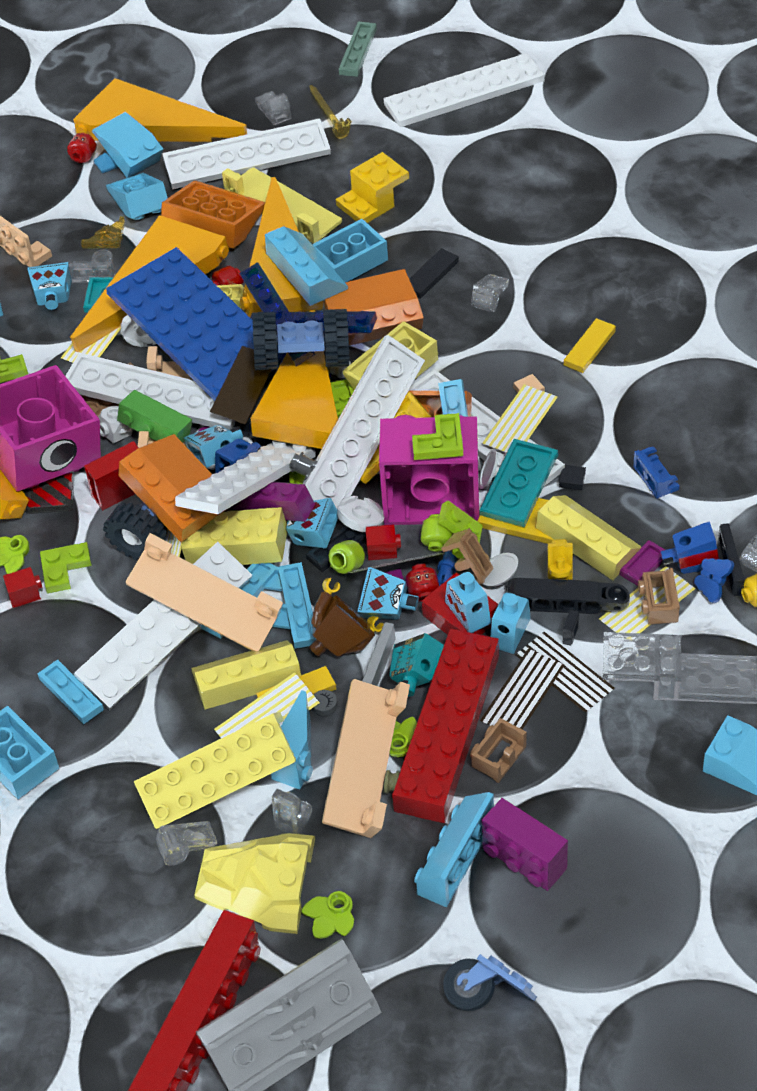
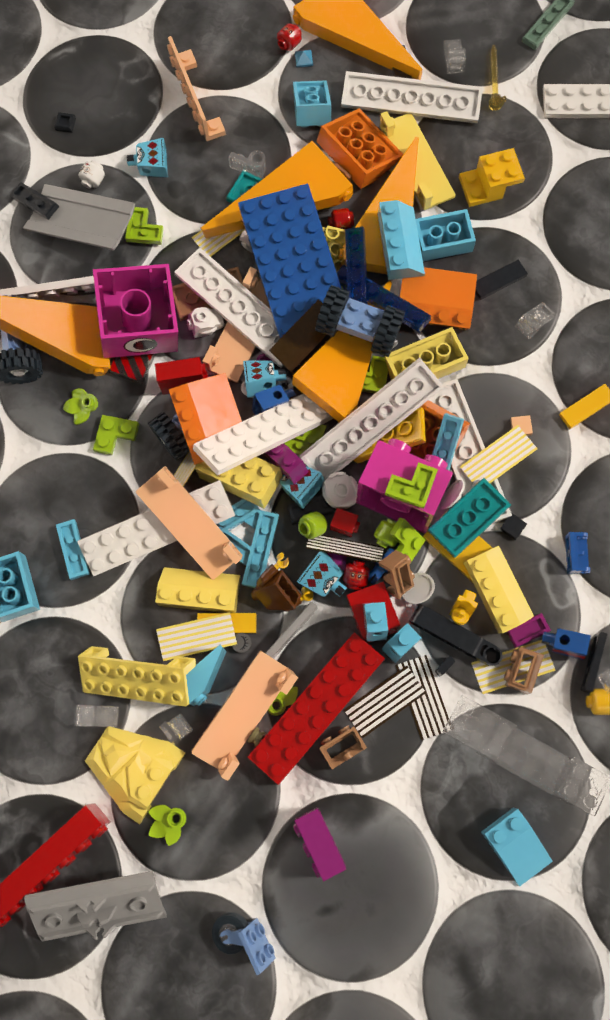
camera: 25 degrees right, 25 degrees up
(23, 587) = (76, 442): red brick -> none
(50, 284) = (210, 165): medium azure torso -> none
(107, 236) = (273, 134): clear yellow tile -> none
(129, 144) = (324, 49): medium azure slope -> none
(150, 415) = (226, 337): bright green brick -> none
(302, 465) = (314, 434): dark grey brick -> none
(415, 661) = (315, 648): teal torso -> none
(455, 850) = (272, 819): medium azure slope -> none
(713, 586) = (571, 672): blue animal -> none

